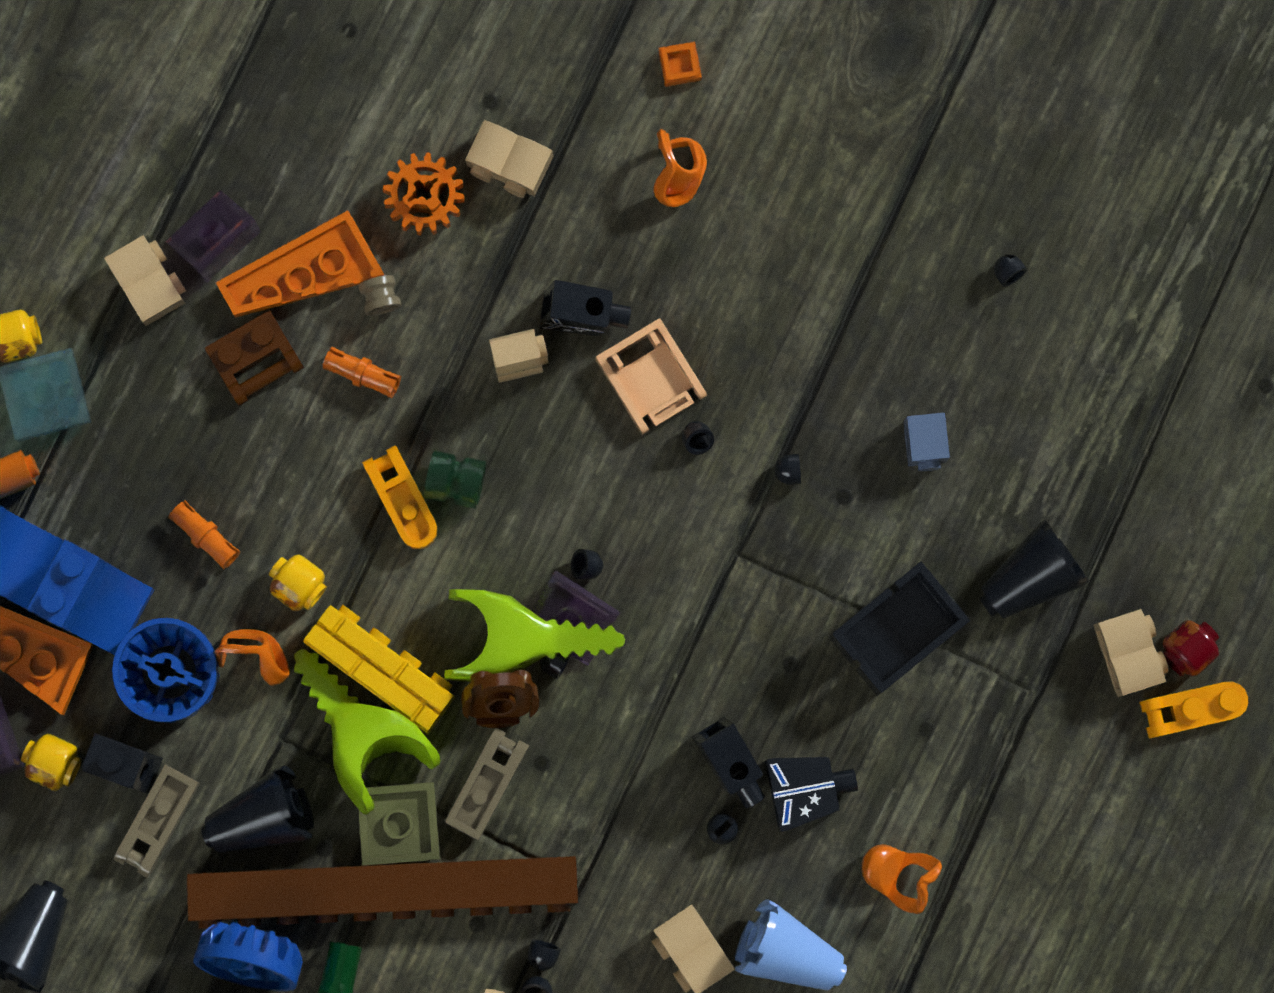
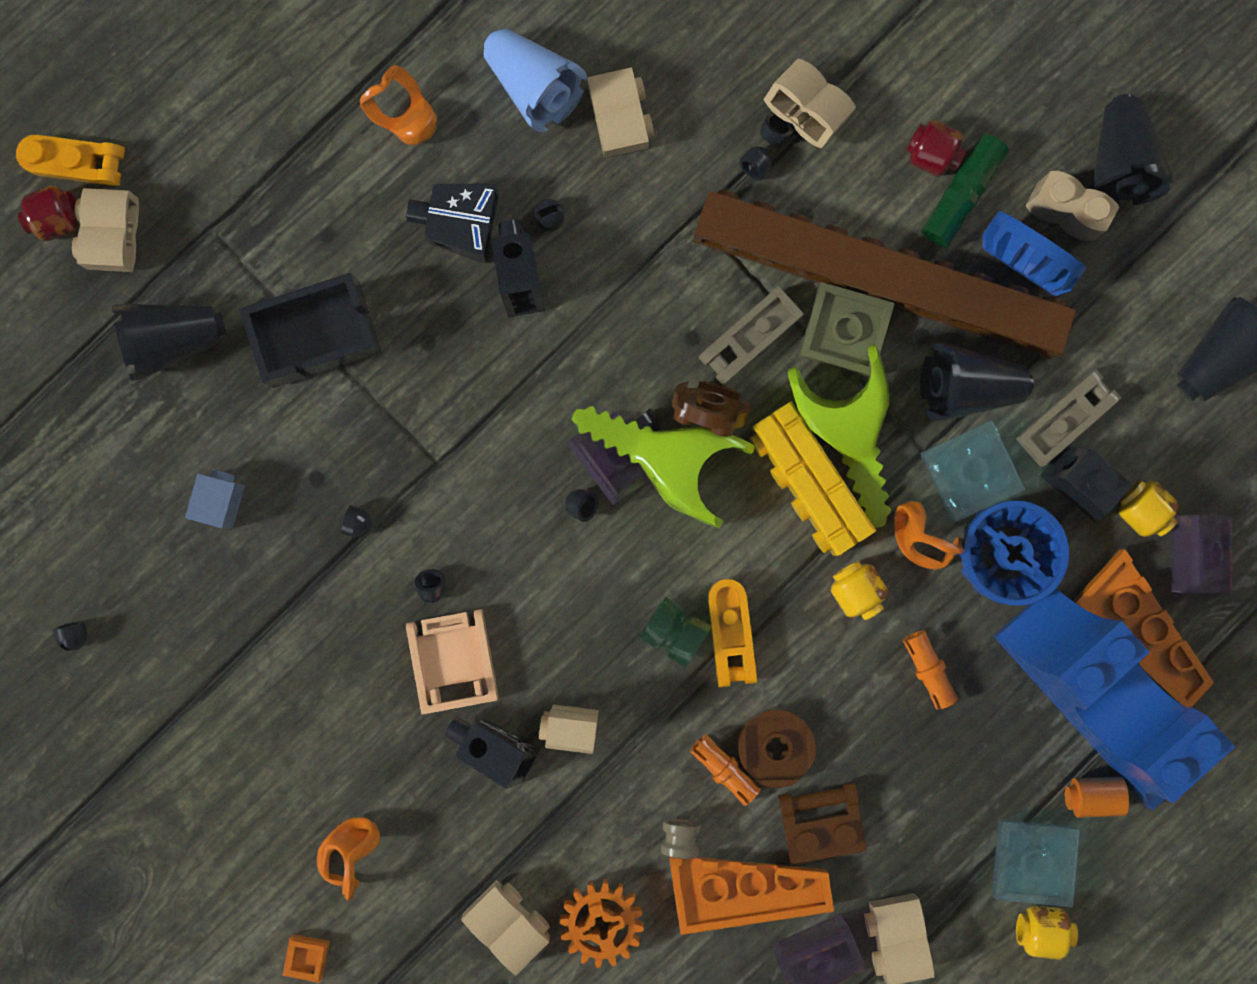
camera: 150 degrees left, 5 degrees up
(230, 734) = (972, 471): none -> clear light blue plate
(314, 430) = (792, 762): none -> reddish brown plate

